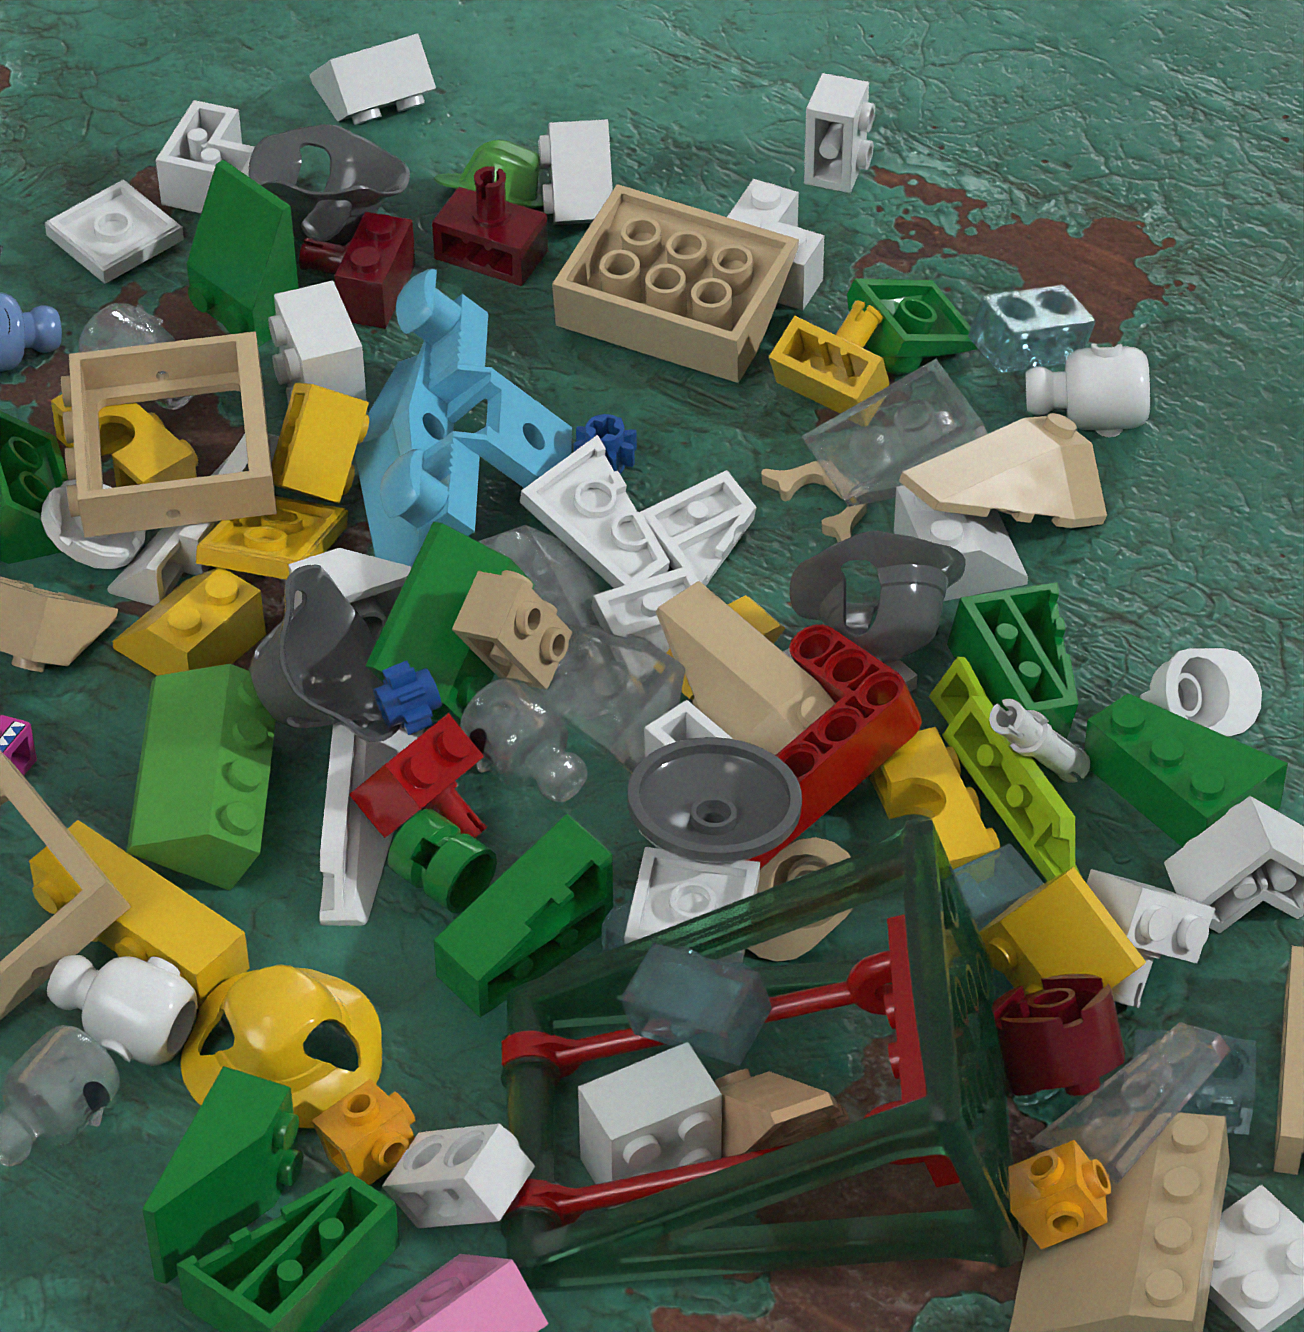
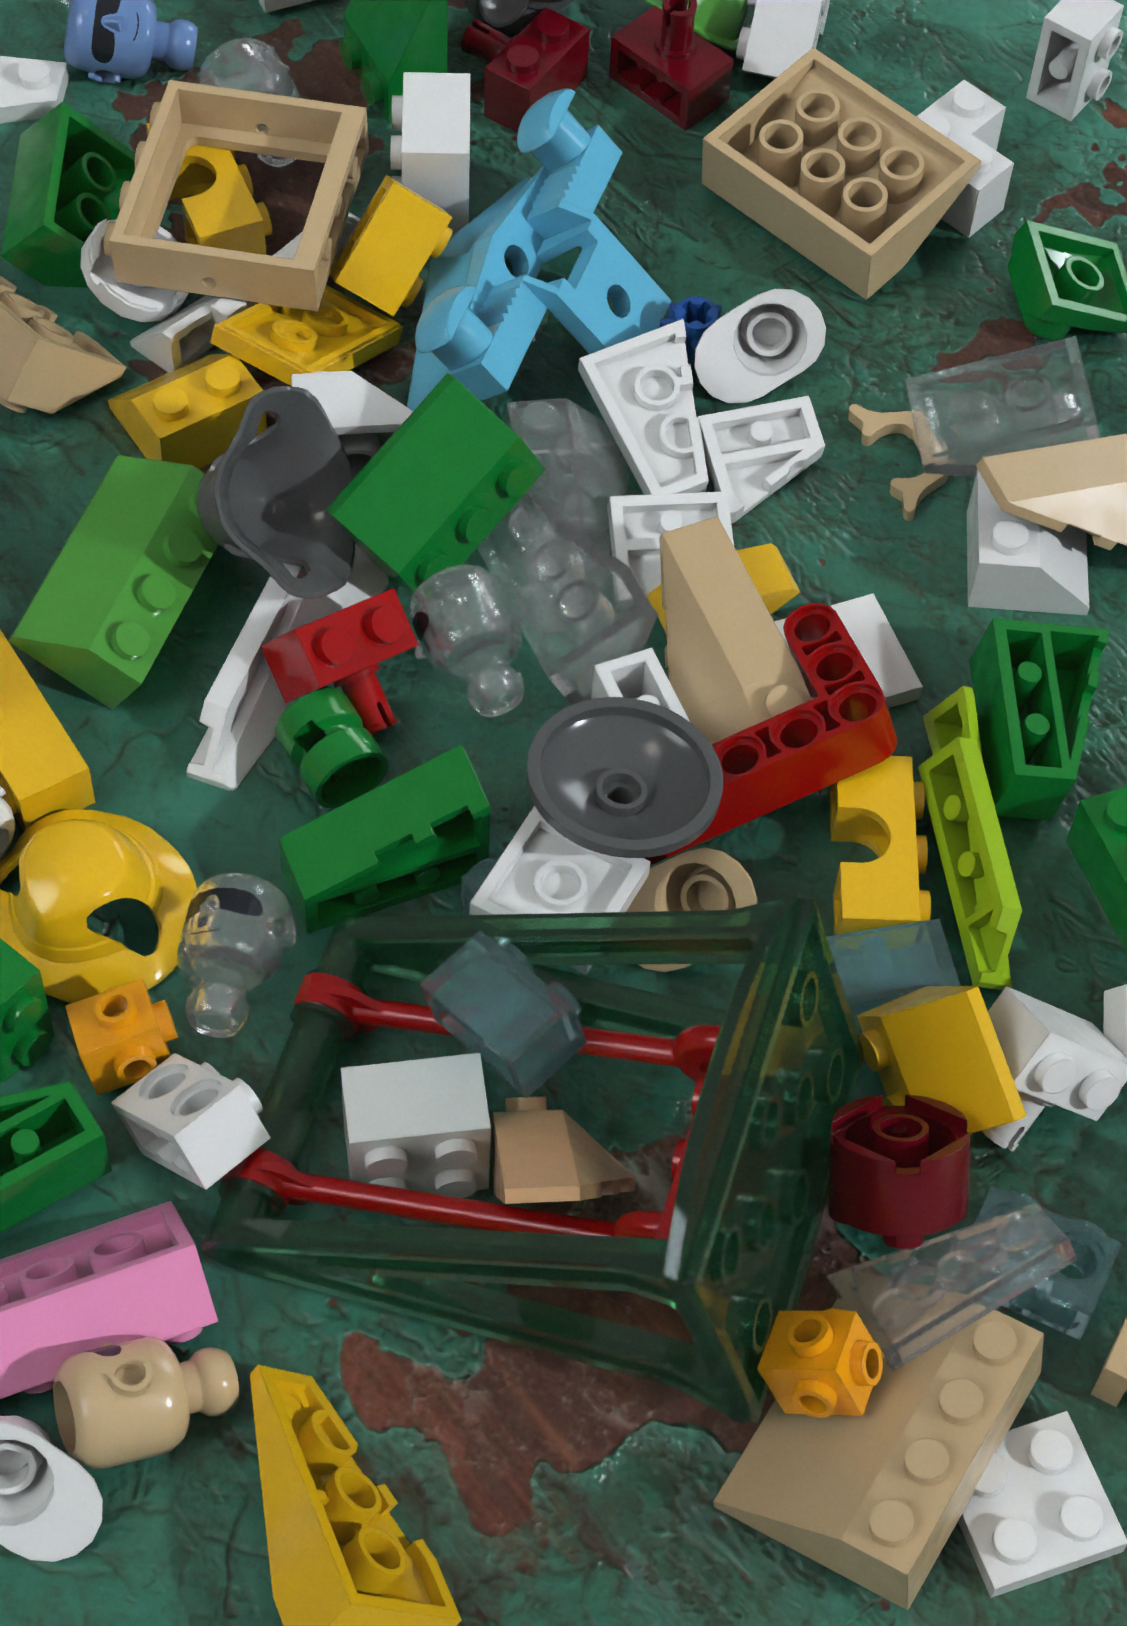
camera: 15 degrees right, 10 degrees up
(407, 697) = (354, 559): blue gear -> none
(430, 1038) = (232, 949): none -> clear piece
(512, 628) = (492, 514): tan brick -> none
(668, 441) = (759, 345): none -> white piece
(831, 366) = (968, 311): yellow brick -> none
(912, 591) = (926, 613): dark grey piece -> none
(1035, 738) = (1005, 805): white pin -> none

